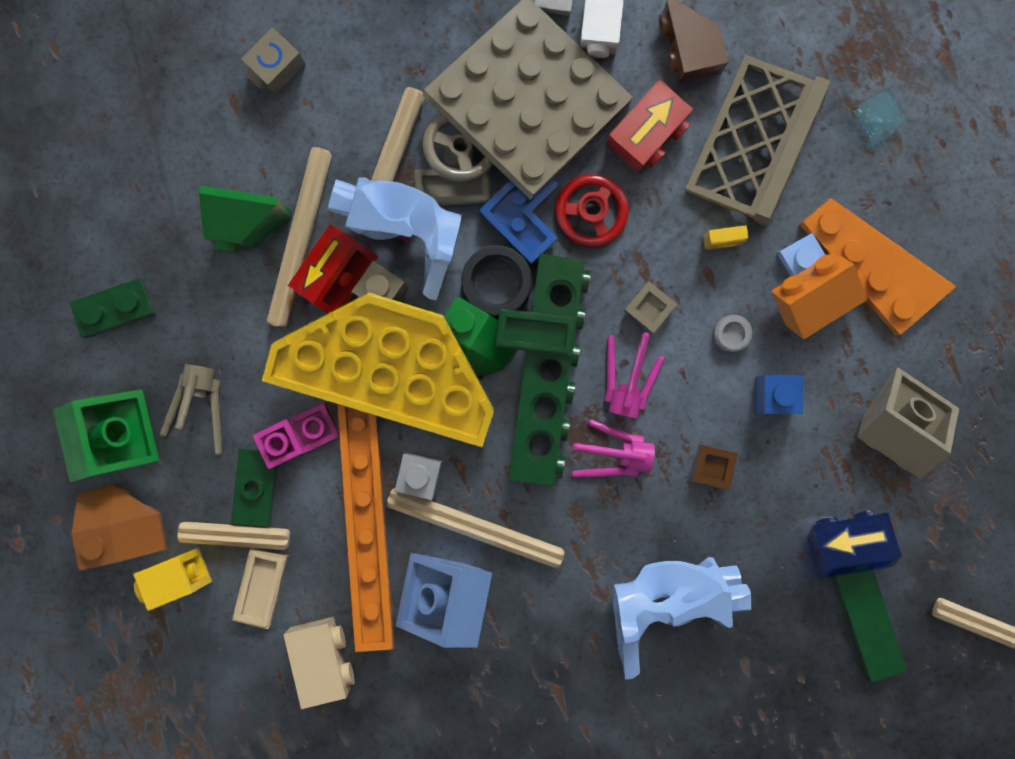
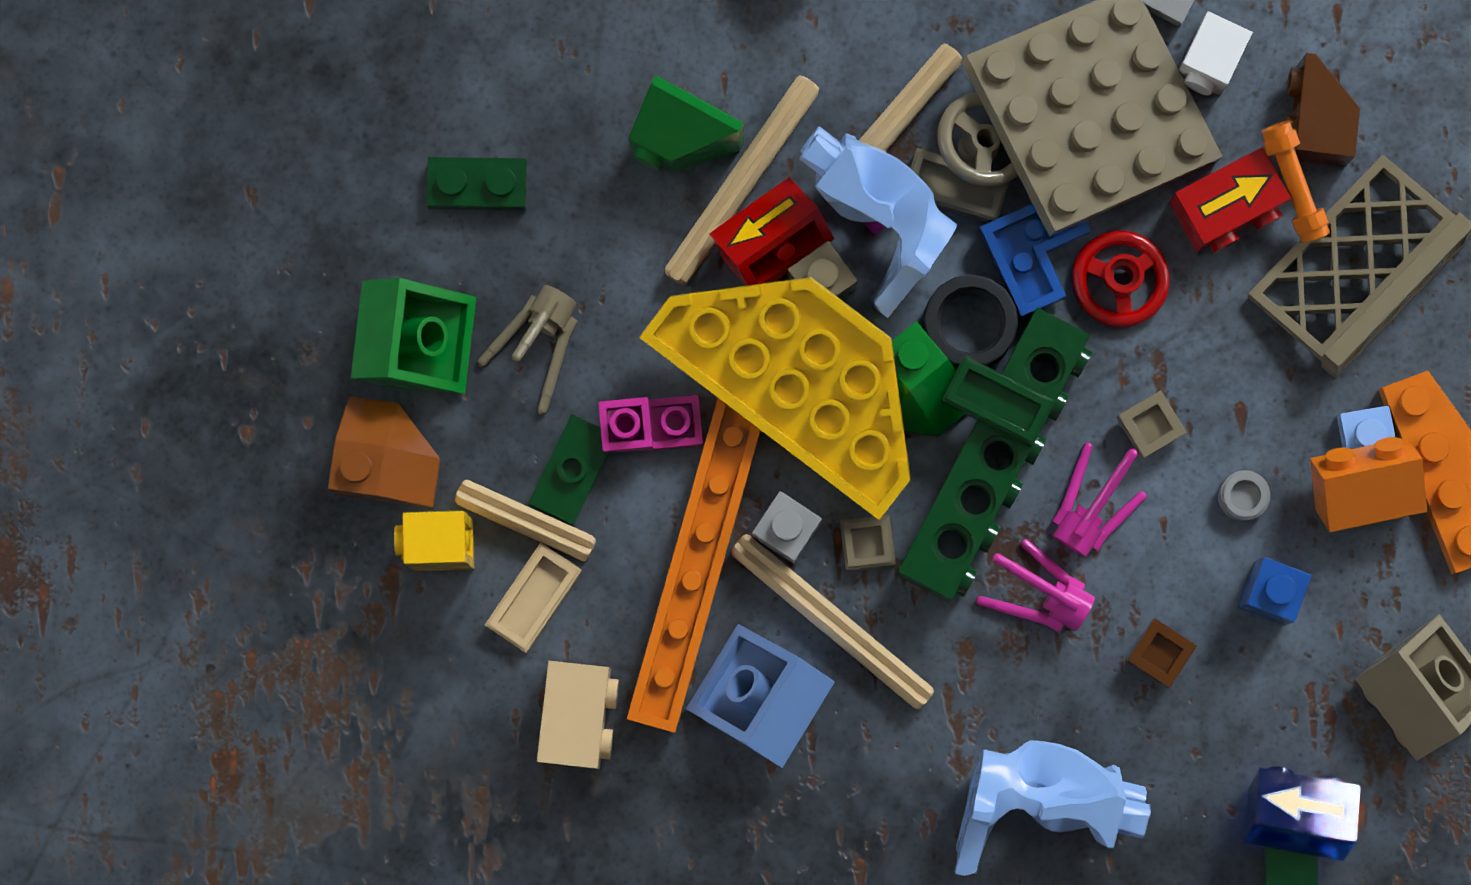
camera: 15 degrees right, 5 degrees down
(480, 463) = (867, 543): none -> dark tan tile
(712, 121) = (1309, 222): none -> orange bar
(725, 237) = (1276, 371): yellow tile -> none

